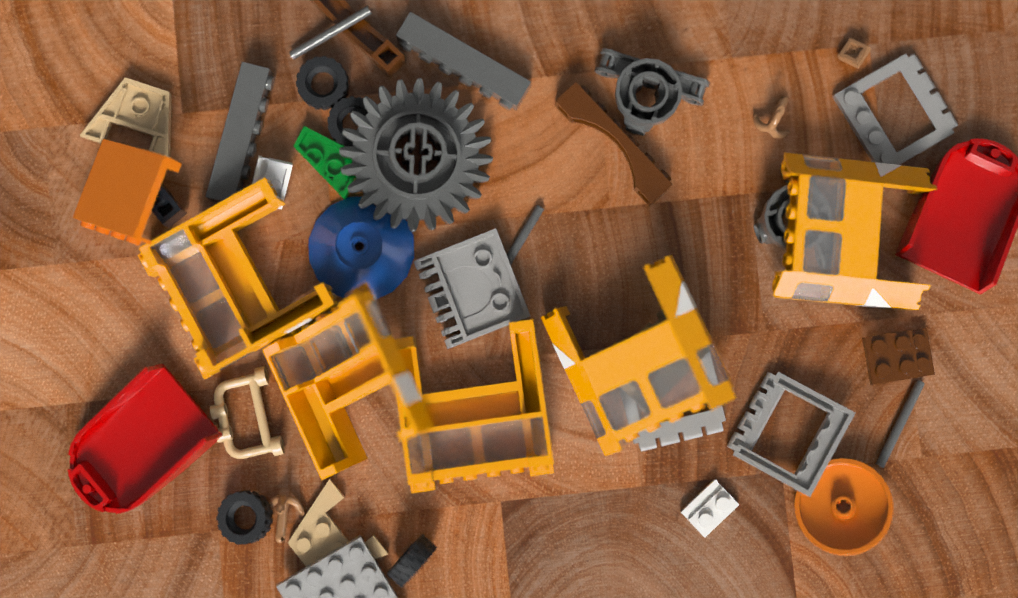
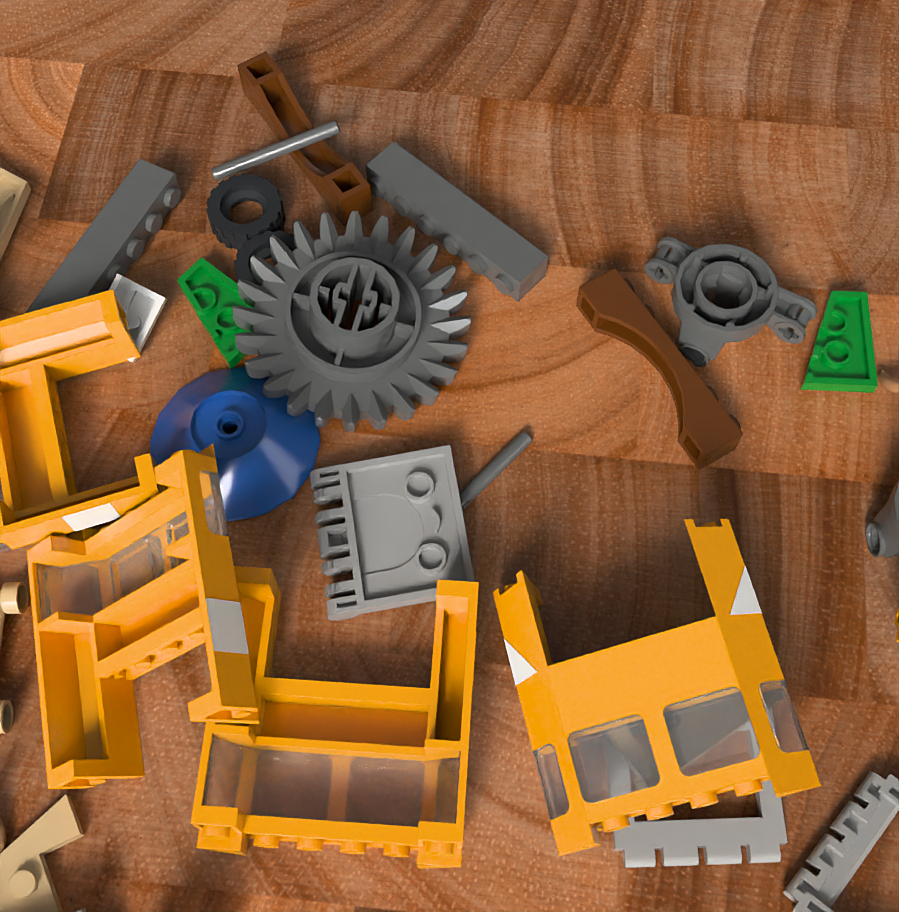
camera: 15 degrees right, 20 degrees down
(729, 103) = (843, 347): none -> green wing

